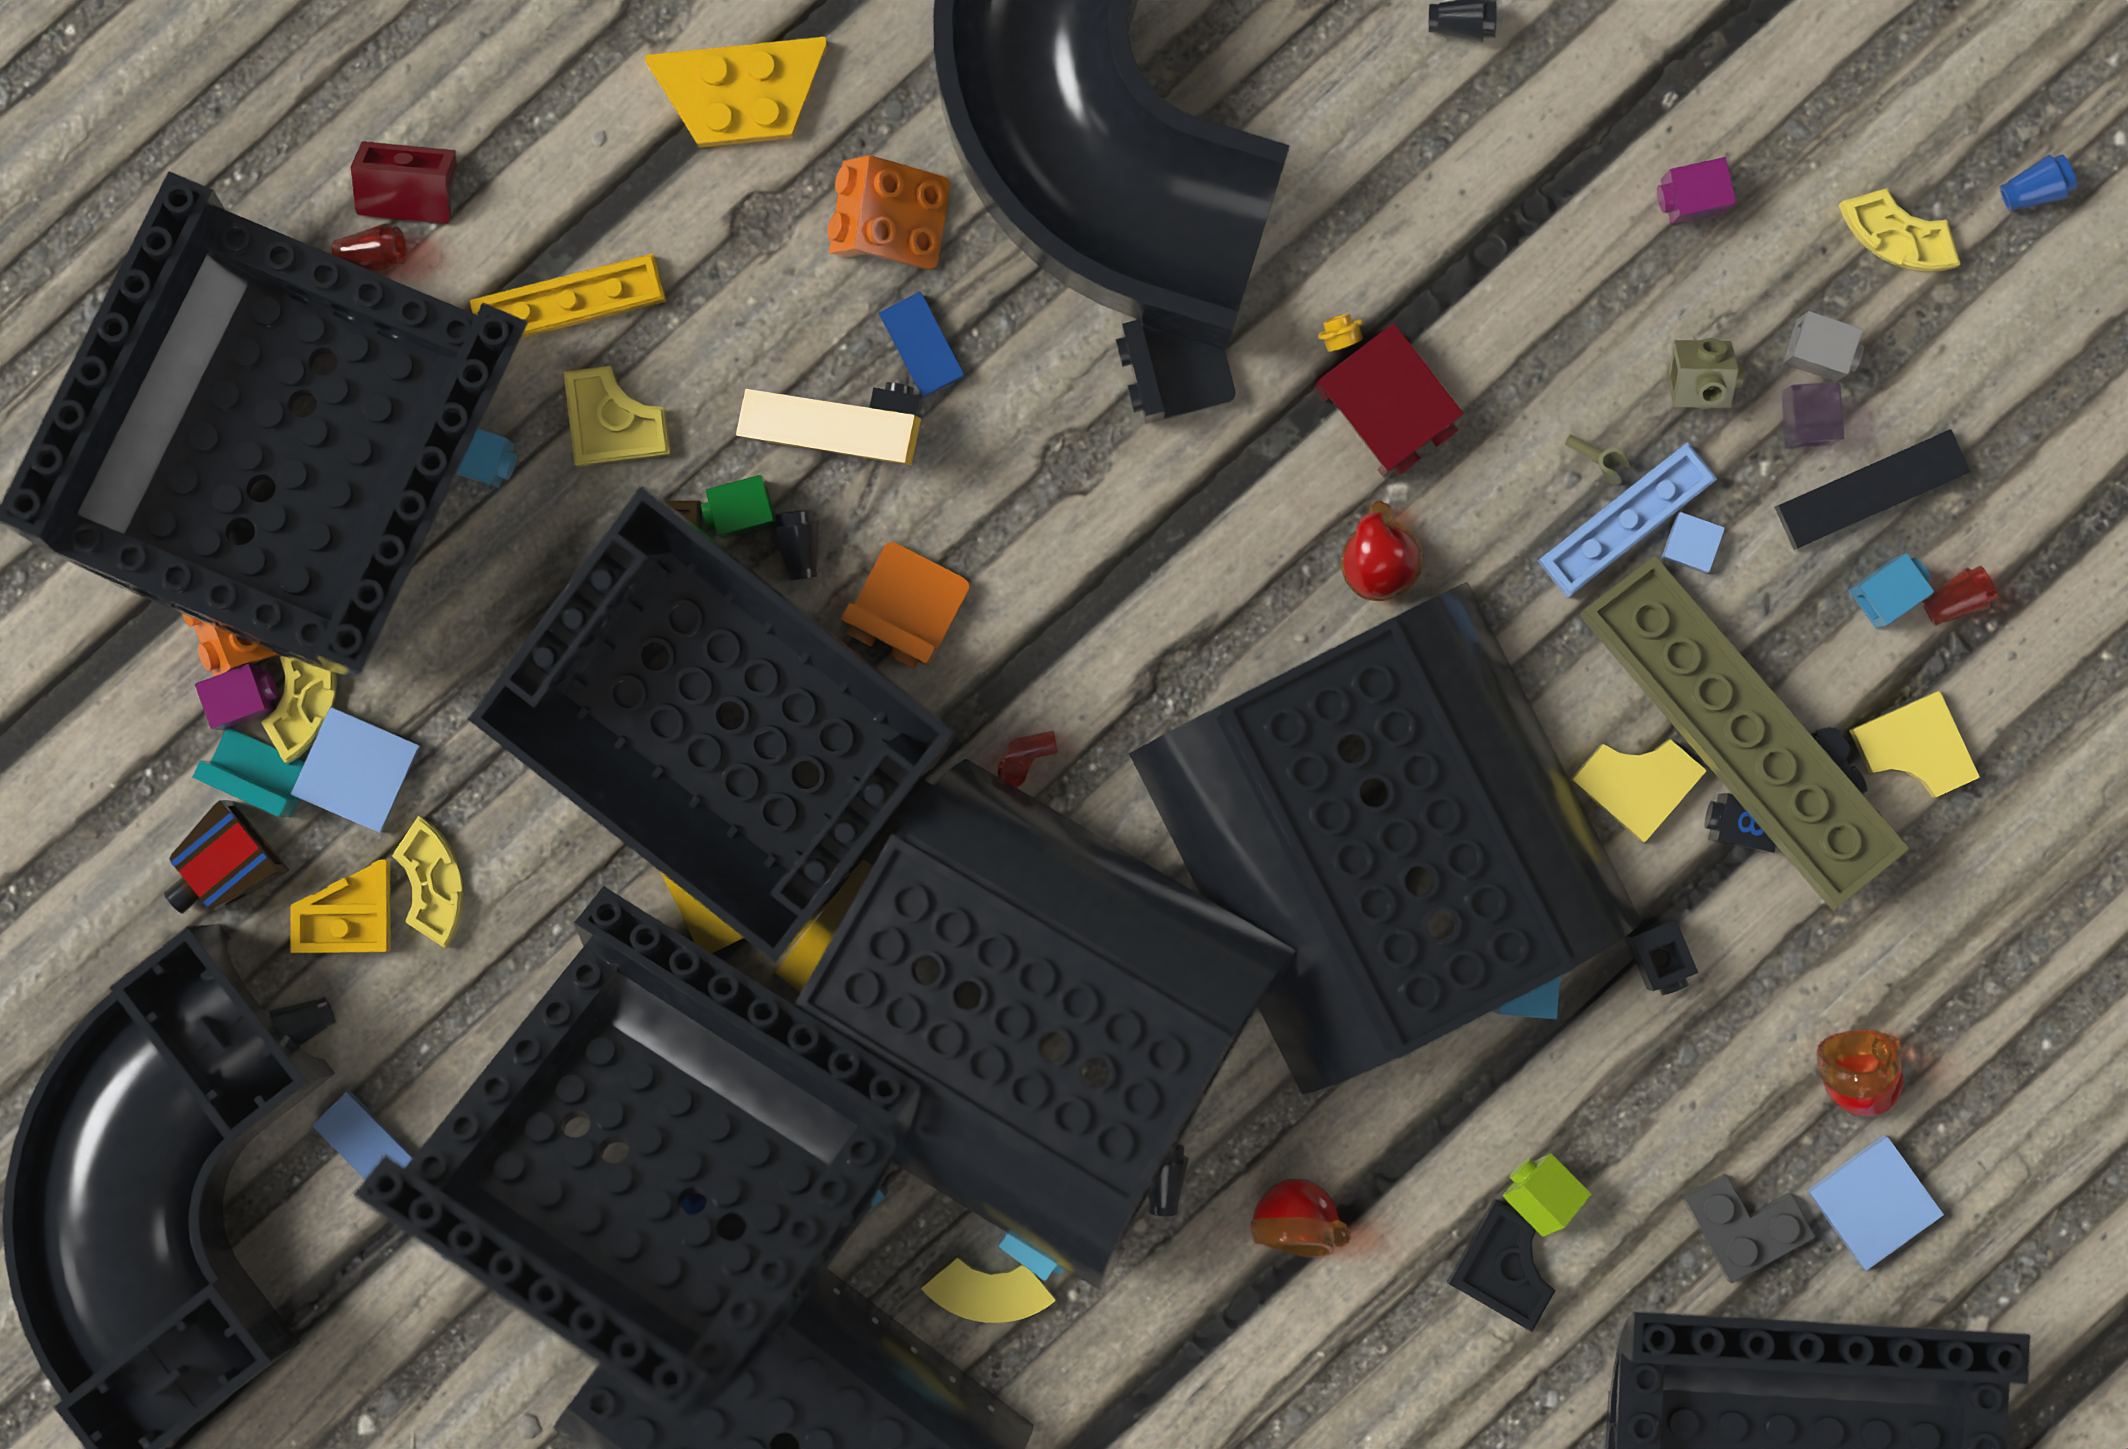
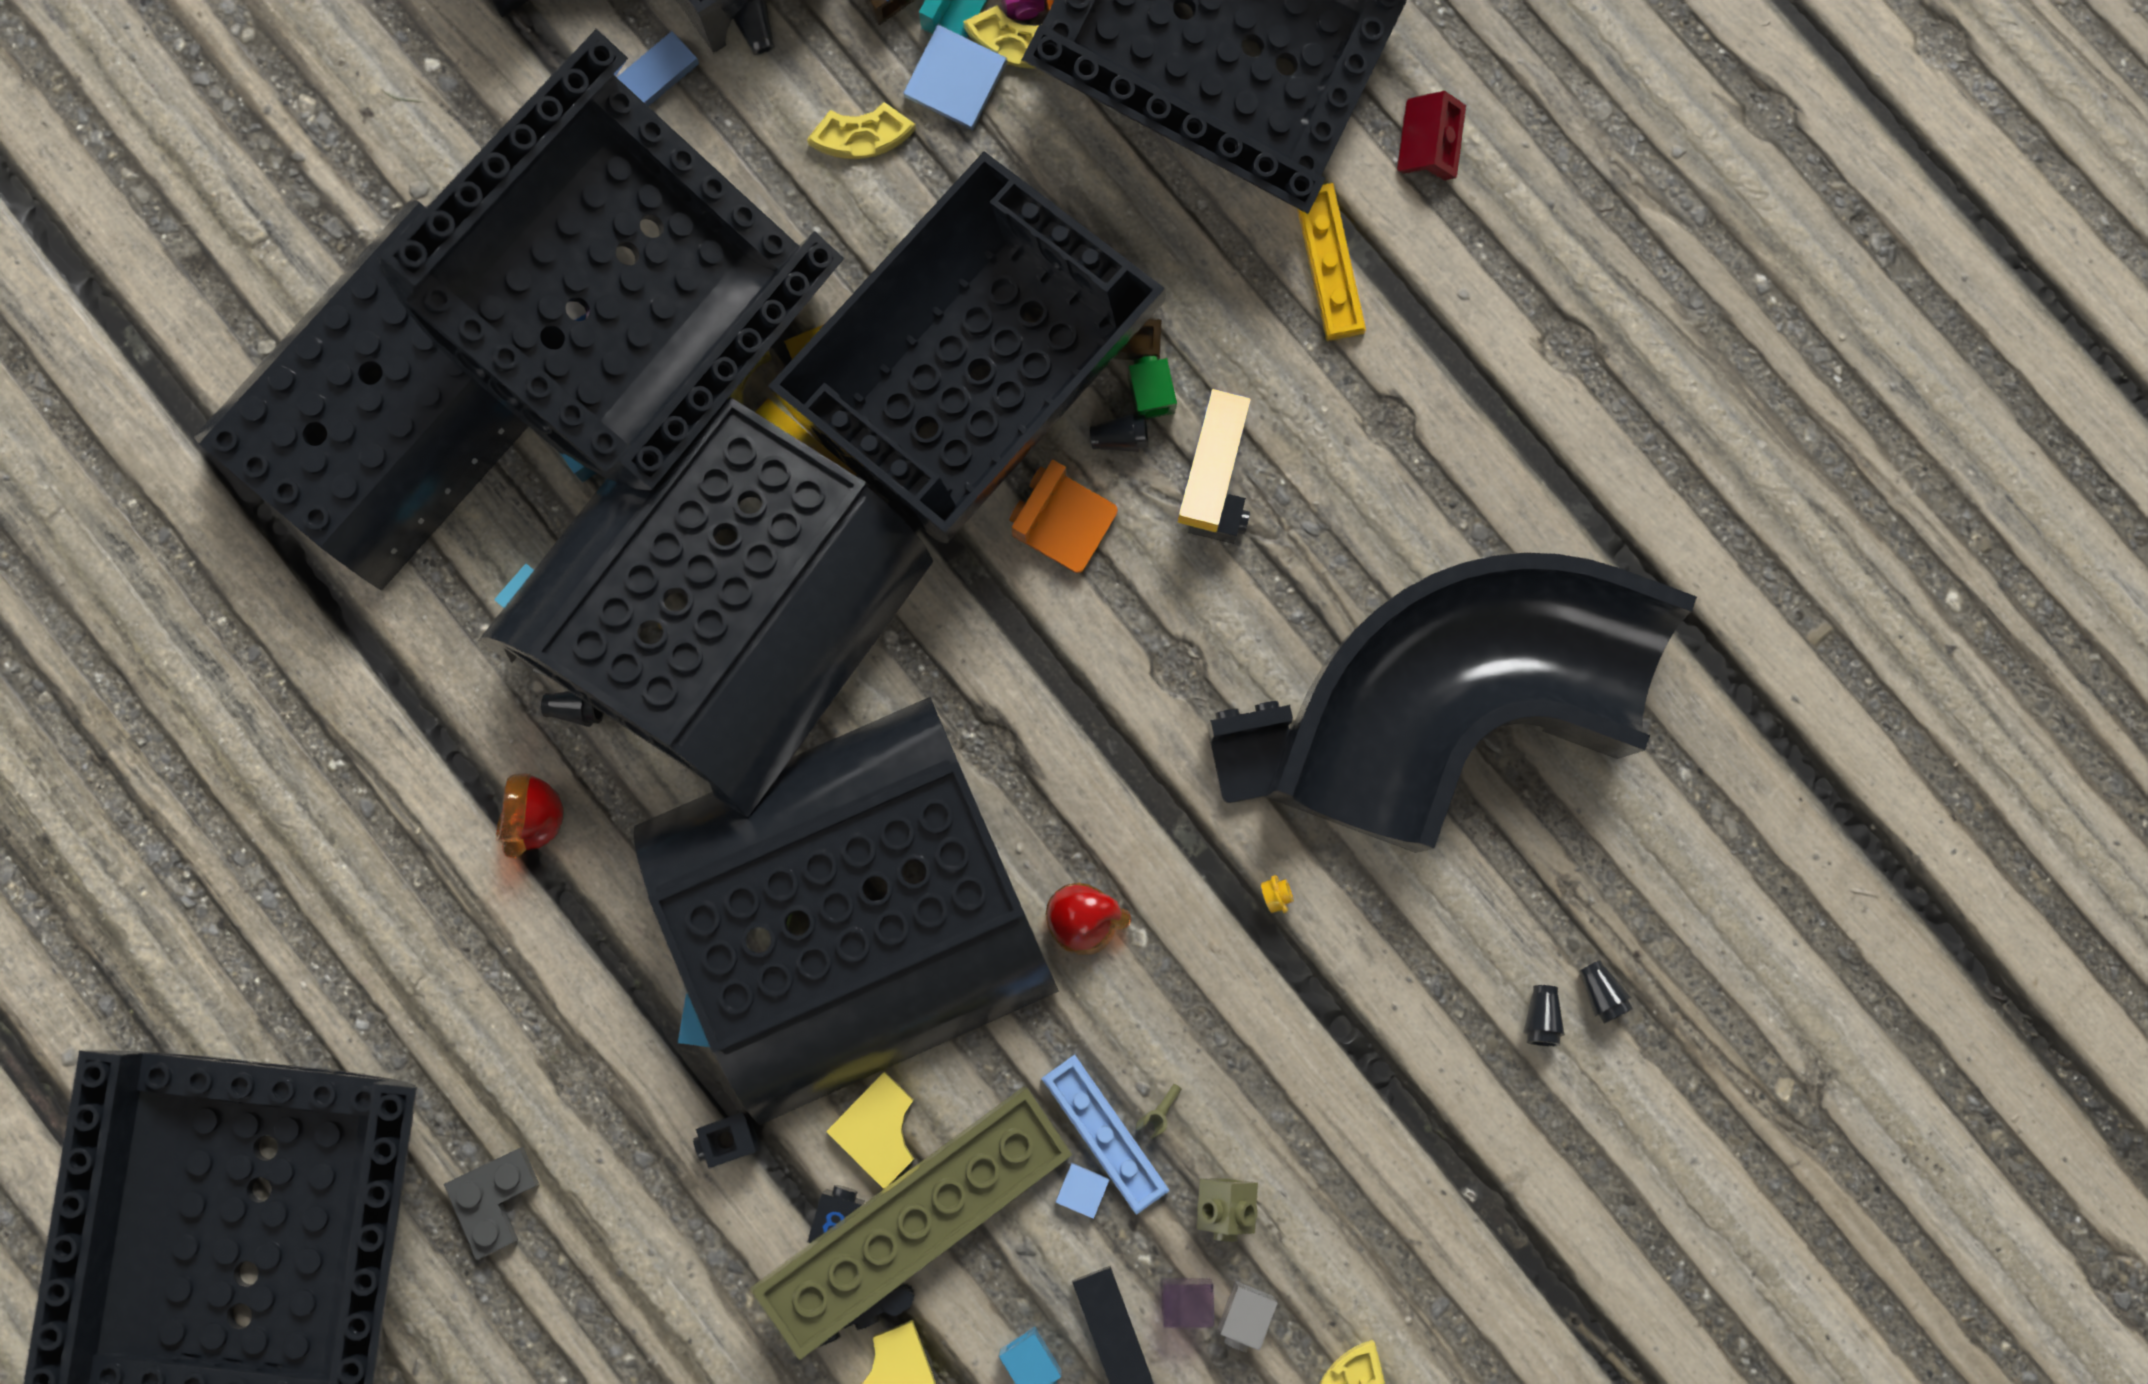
camera: 90 degrees right, 5 degrees down
(345, 915) = (838, 64): yellow wing -> none
(373, 248) = (1377, 108): clear red cone -> none
(488, 459) = (1203, 186): dark azure brick -> none
(608, 423) = (1227, 289): light yellow tile -> none
(741, 89) = (1500, 407): yellow wing -> none
(888, 212) = (1392, 523): orange bracket -> none
(921, 344) = (1281, 544): blue tile -> none
(988, 1295) = (491, 555): light yellow tile -> none
(1021, 754) = (933, 607): clear red arm -> none
(1391, 400) = (1215, 933): dark red panel -> none
(1500, 1268) = (475, 986): black tile -> none
(1545, 1194) = (532, 1026): lime brick -> none
(1696, 191) = (1387, 1211): magenta brick -> none
(1861, 1071) = (615, 1309): clear orange piece -> none
(1874, 1202) = (502, 1315): light blue tile -> none

